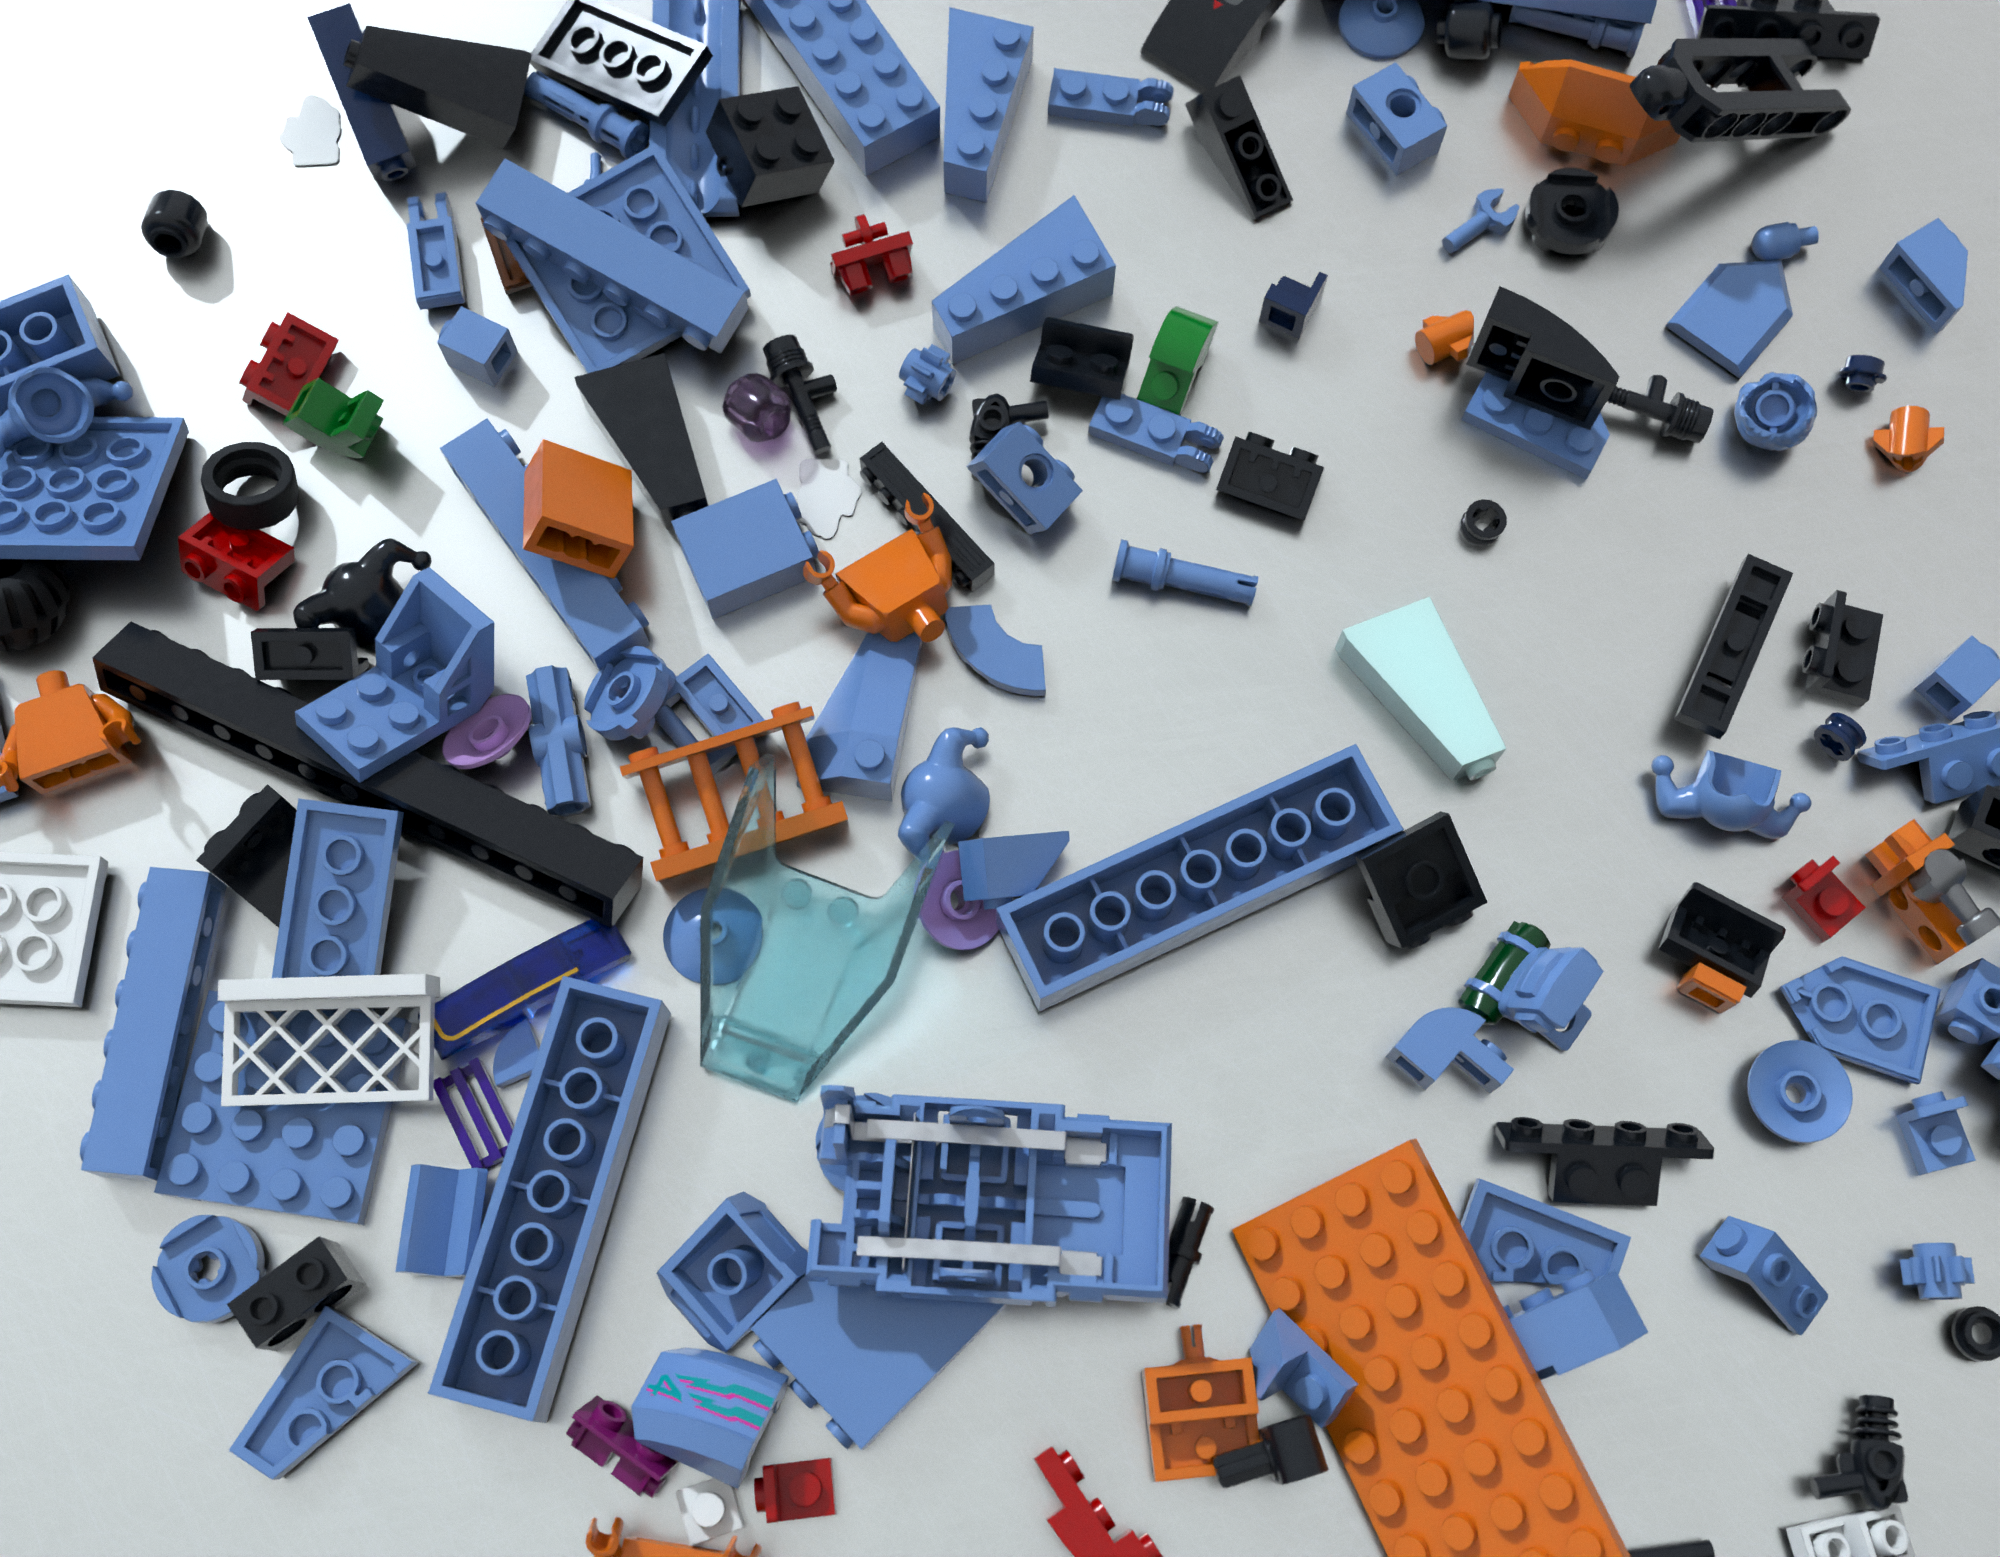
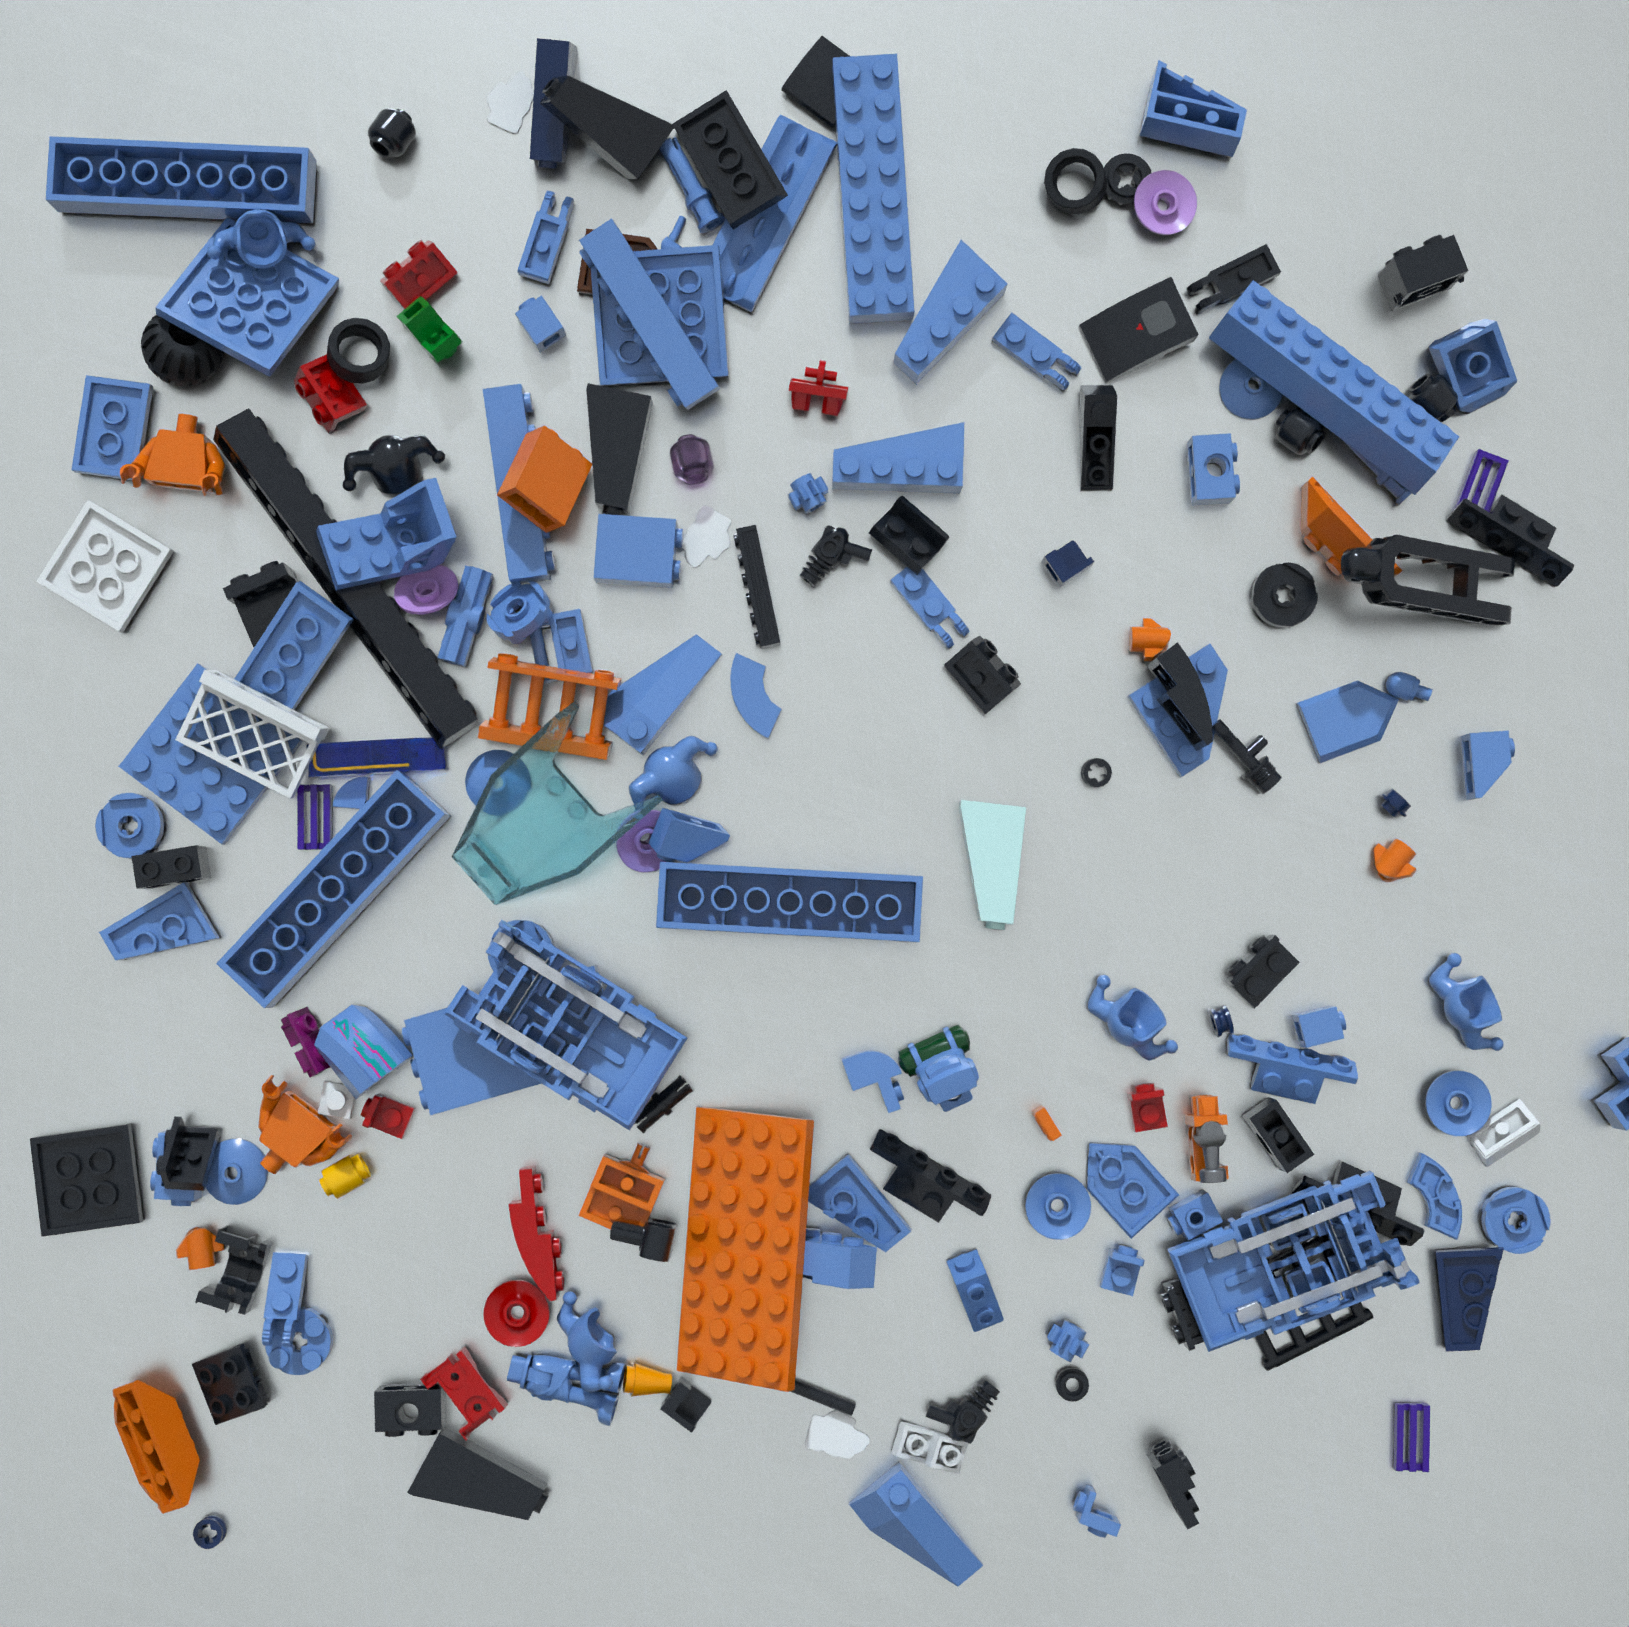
camera: 25 degrees right, 15 degrees up
(153, 1024) = (159, 667): medium blue brick -> none
(306, 654) = (342, 487): black panel -> none
(441, 1220) = (267, 868): medium blue panel -> none
(733, 1270) = (413, 982): medium blue slope -> none
(769, 146) = (791, 281): black brick -> none
(789, 368) = (726, 438): black piece -> none
(895, 586) = (712, 626): orange torso -> none
(1000, 472) = (816, 584): medium blue brick -> none
(1160, 570) = (879, 698): medium blue pin -> none
(1176, 358) = (970, 564): green brick -> none
(1294, 1363) = (686, 1196): medium blue slope -> none
(1420, 882) = (914, 974): black plate -> none
(1484, 219) = (1226, 569): medium blue bar -> none
(1721, 936) = (1069, 1099): black bracket -> none
(1733, 646) = (1192, 934): black hinge -> none
(1776, 411) = (1320, 800): medium blue hair -> none

